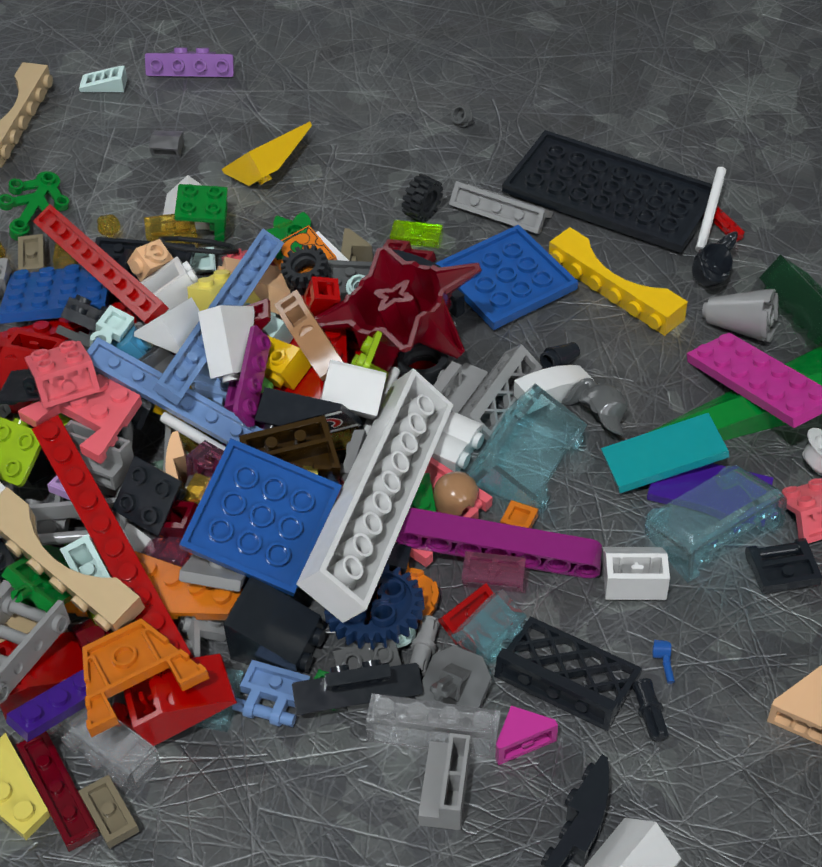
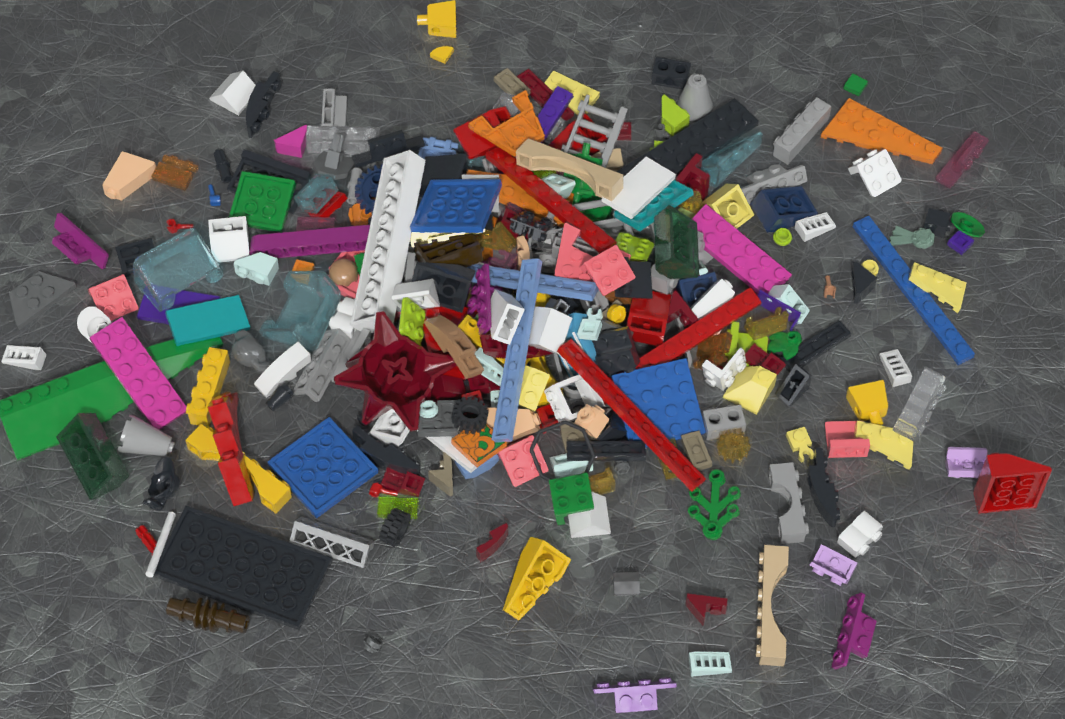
camera: 170 degrees right, 10 degrees up
(85, 119) = (701, 604): none -> dark red slope
(108, 225) = (645, 486): clear yellow plate -> none
(285, 227) = (501, 504): green plate -> none
(310, 183) = (496, 539): none -> dark red slope
(322, 294) = (451, 382): red brick -> none
(439, 251) = (377, 488): none -> red hand
(581, 627) = (263, 200): none -> green plate
(592, 522) = (257, 267): none -> light aqua slope
(634, 297) = (226, 437): none -> red arch
(649, 143) = (206, 616): none -> dark brown piece
(658, 371) = (209, 385): none -> yellow brick
(727, 615) = (174, 226): none -> red hand
(738, 697) = (173, 176): none -> clear orange plate

